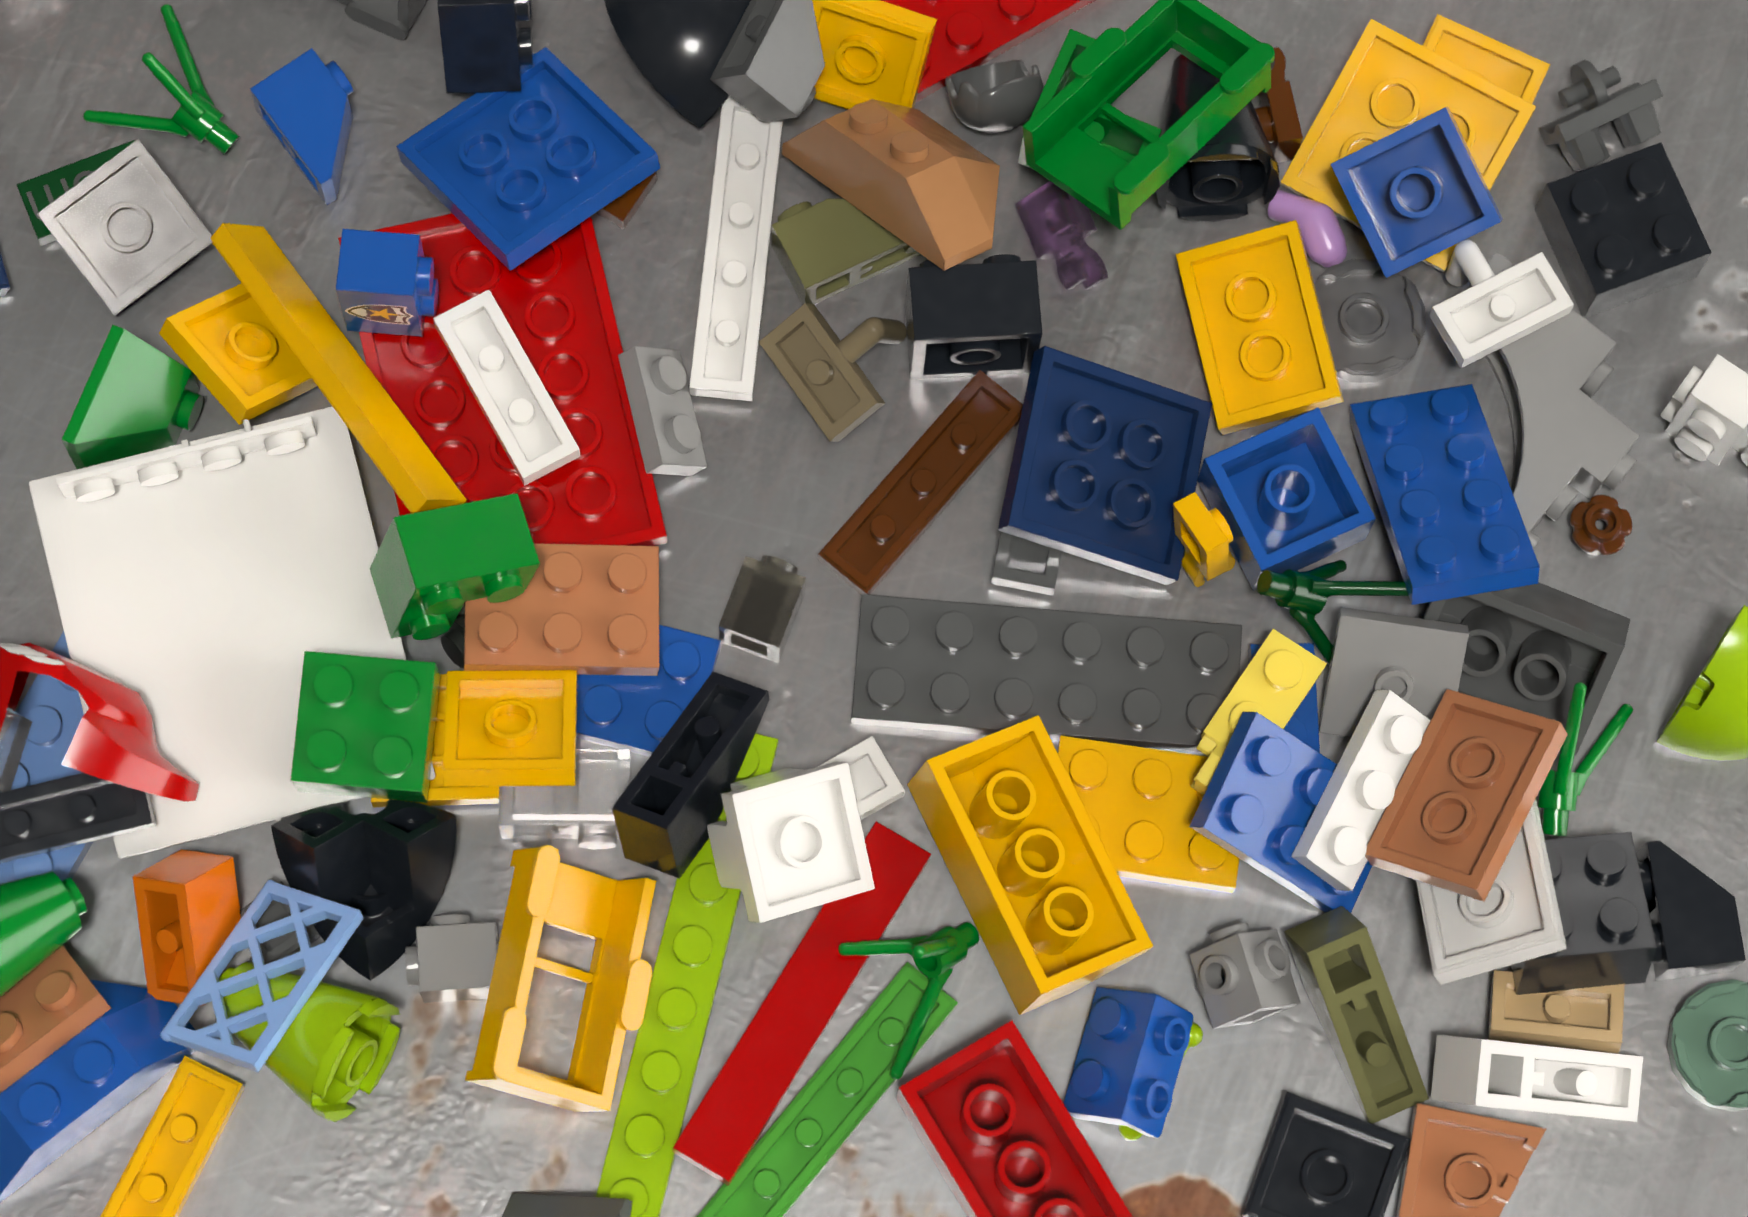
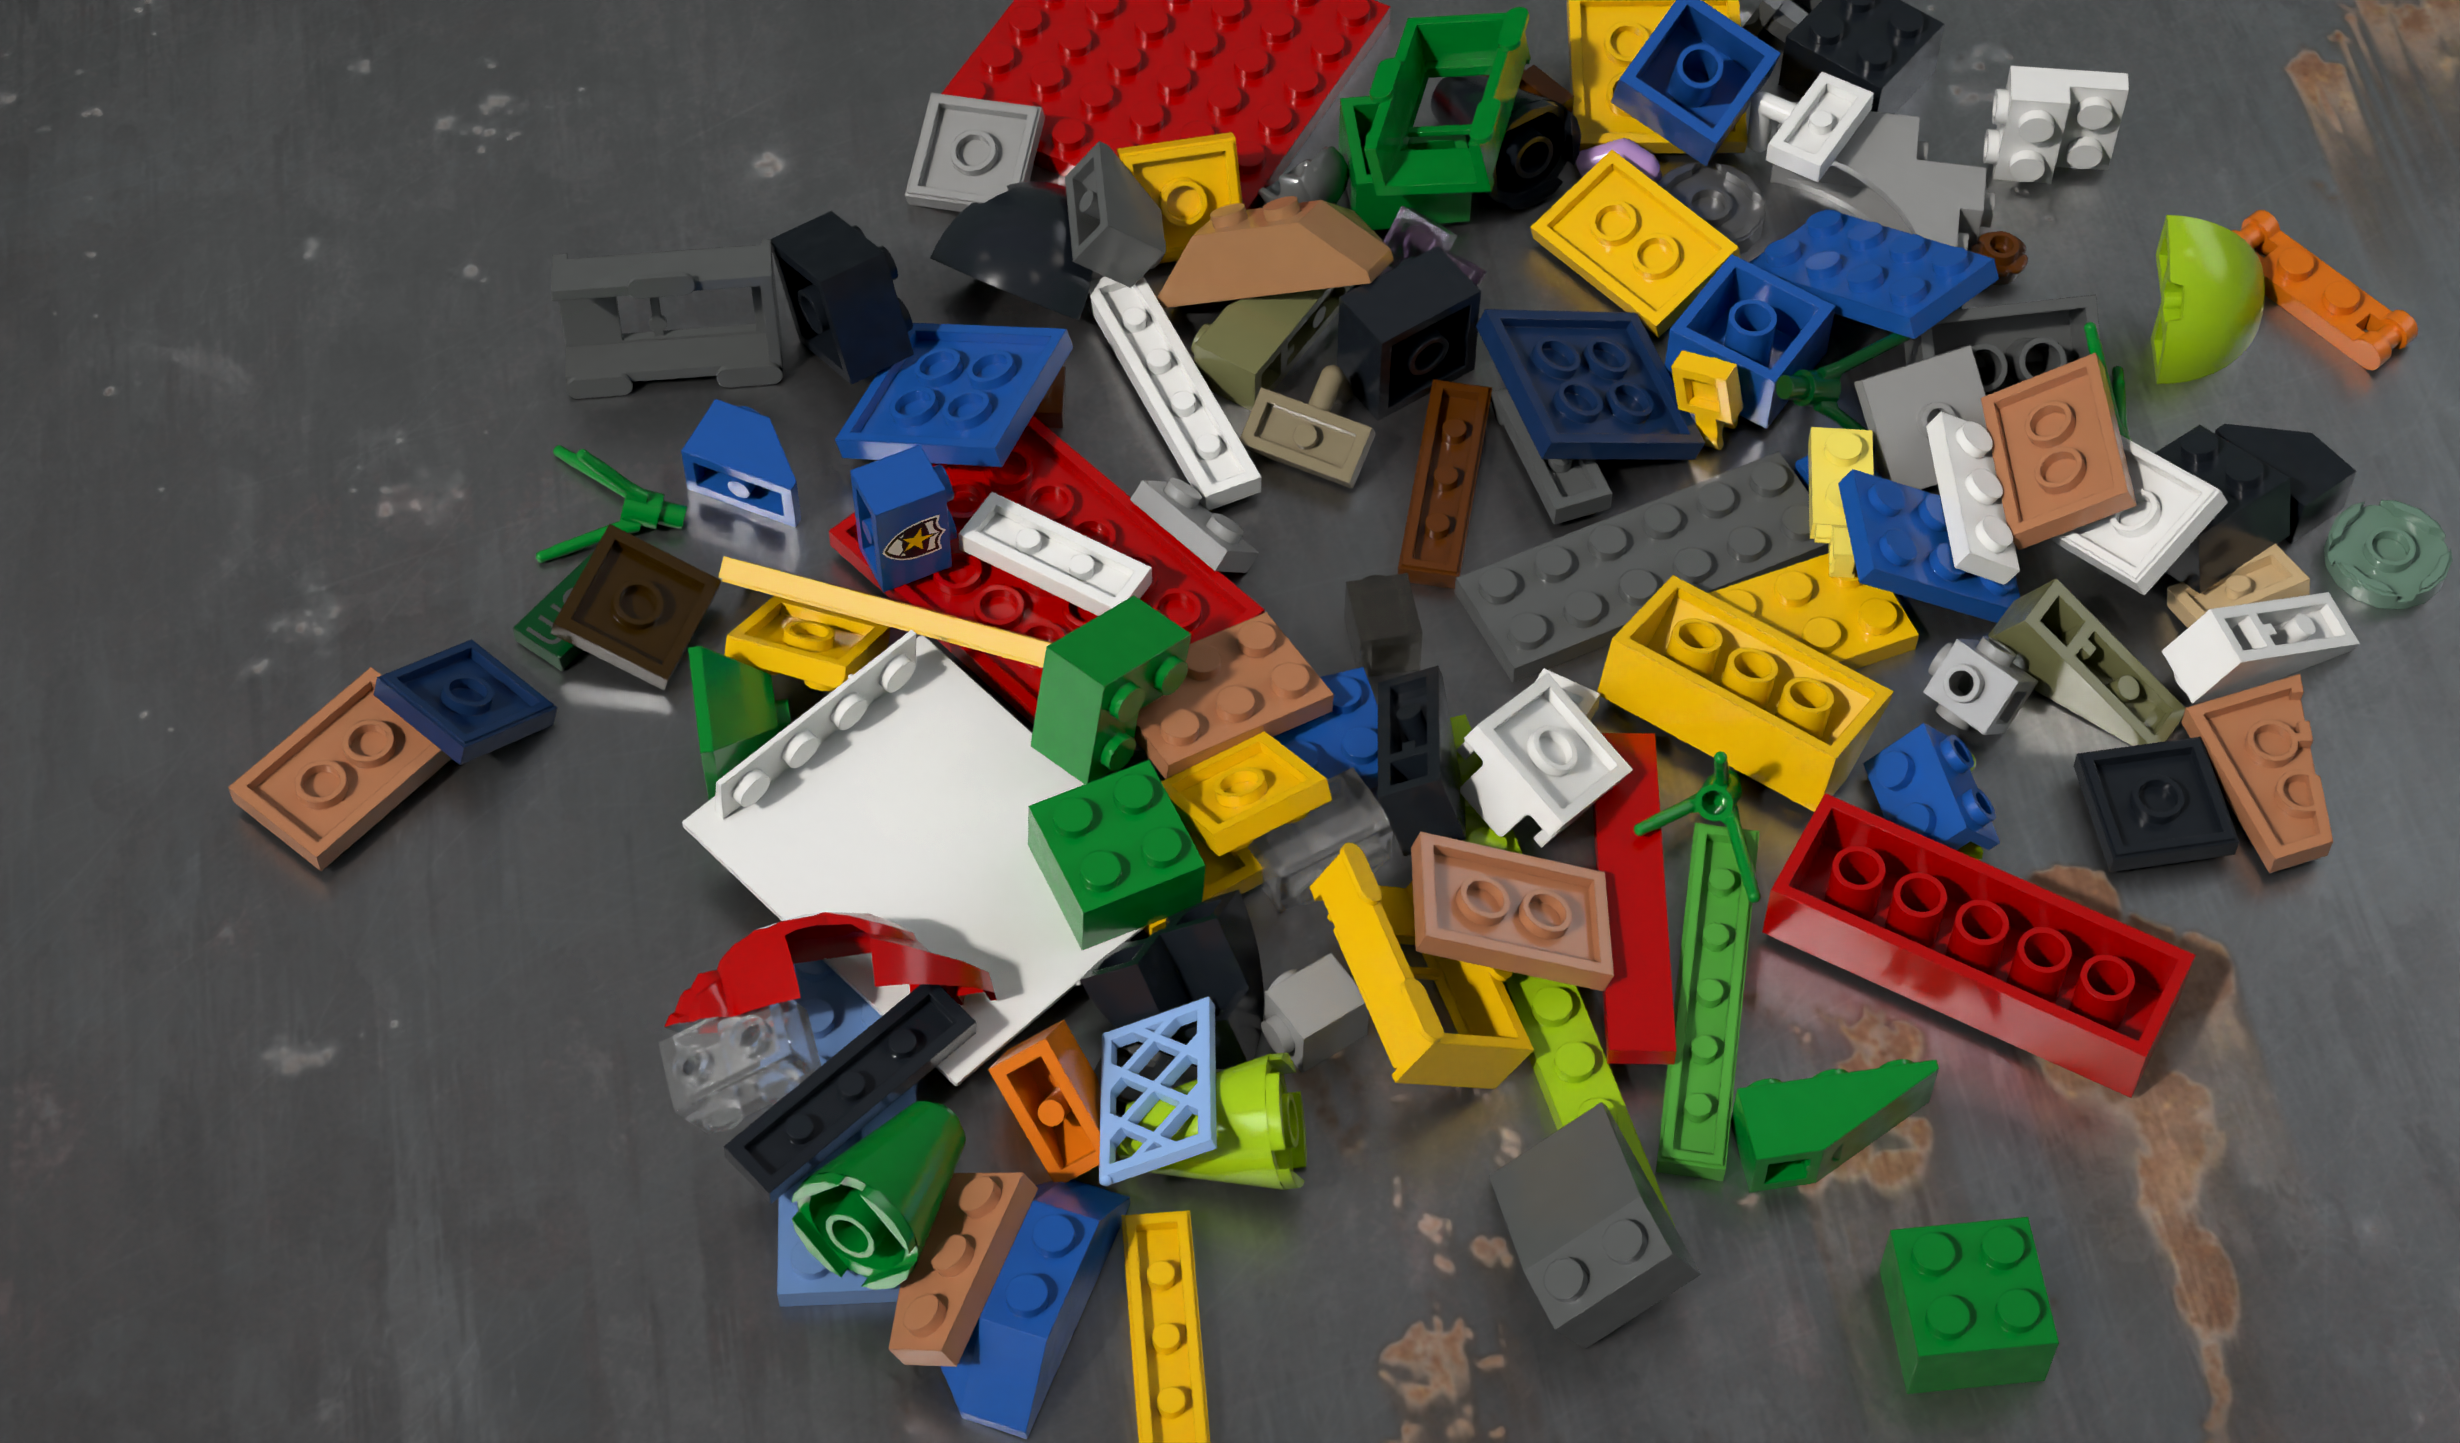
camera: 25 degrees left, 20 degrees down
(666, 975) = (1511, 911): none -> nougat plate

